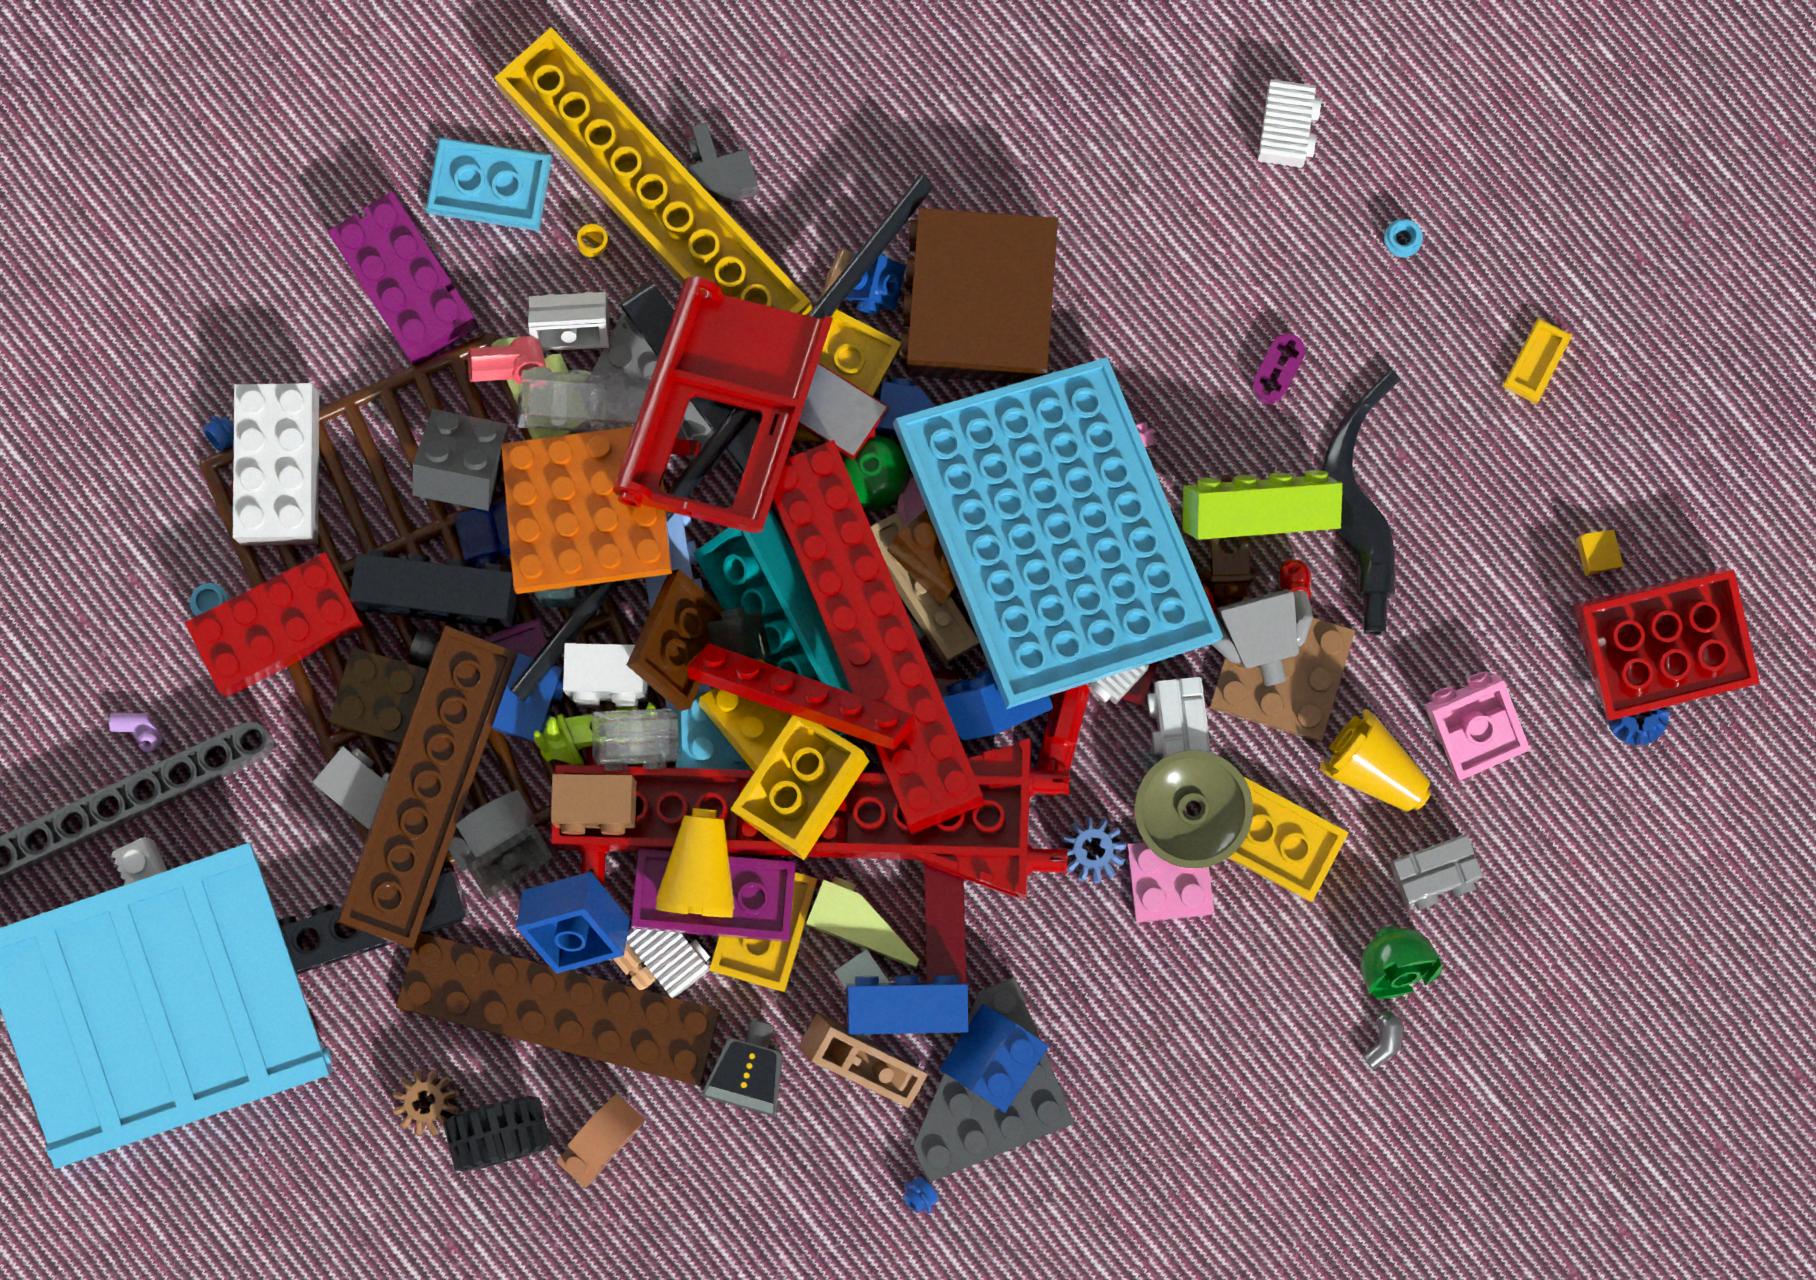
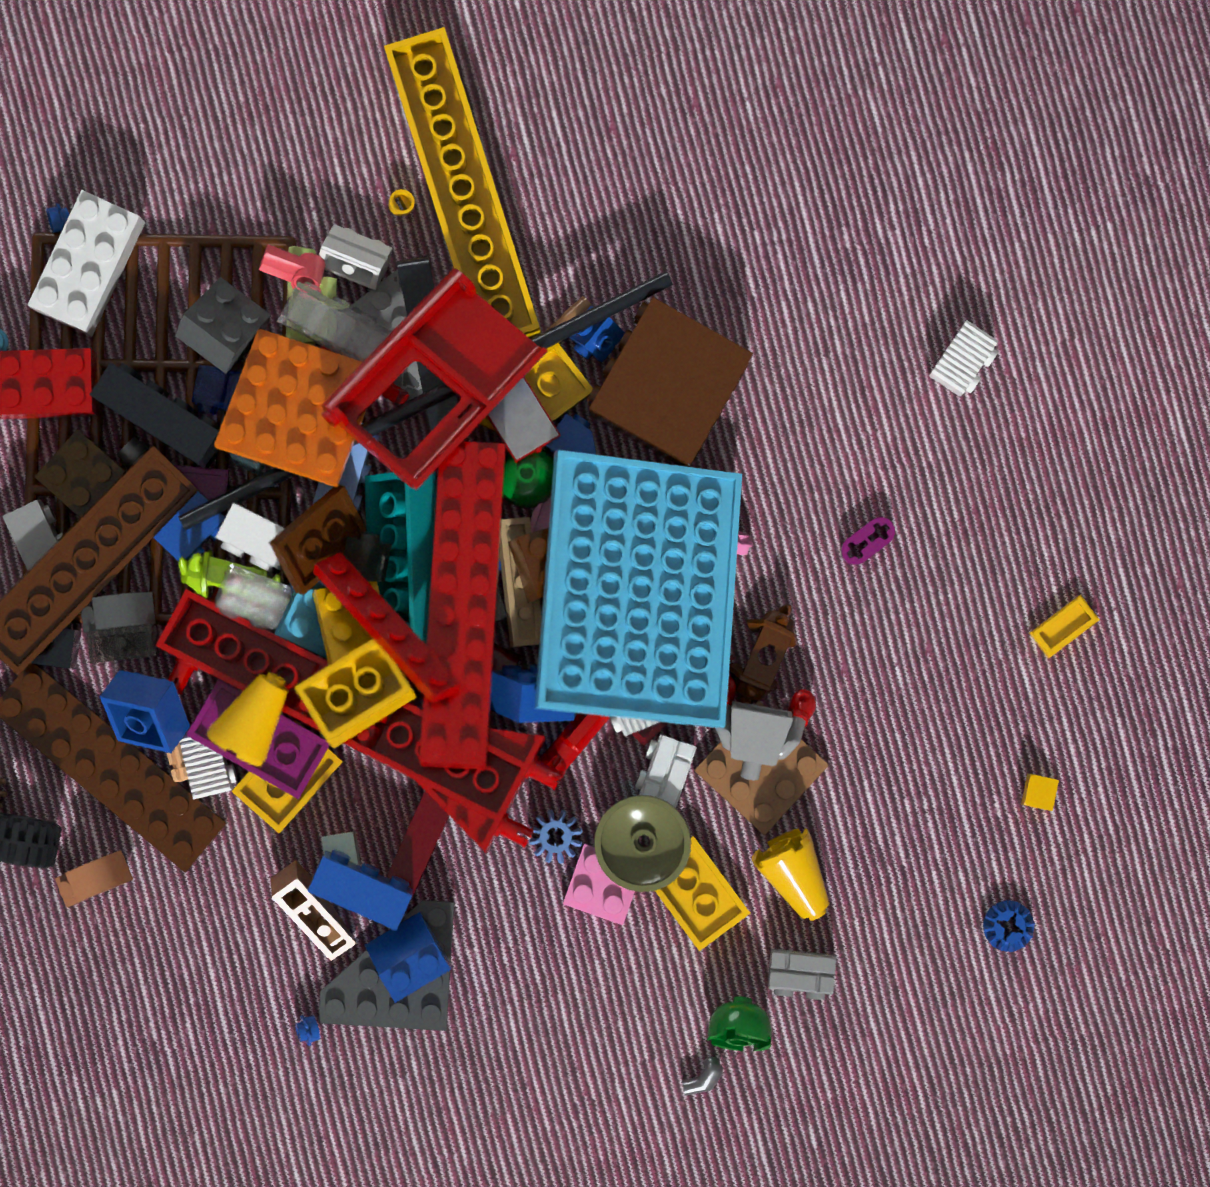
camera: 20 degrees right, 5 degrees up
(403, 279) = (246, 166): magenta piece -> none
(489, 184) = (345, 123): medium azure tile -> none
(593, 803) = (198, 631): medium nougat brick -> none
(723, 177) = (520, 200): dark grey brick -> none
(748, 1072) = (224, 880): torso -> none
(852, 919) = (356, 806): yellowish green slope -> none
(1262, 506) = (802, 641): lime brick -> none
(1361, 520) = (872, 681): black animal -> none
(1407, 227) = (1016, 479): medium azure plate -> none
(1476, 724) = (884, 878): bright pink plate -> none
(1667, 643) = (1055, 885): red slope -> none

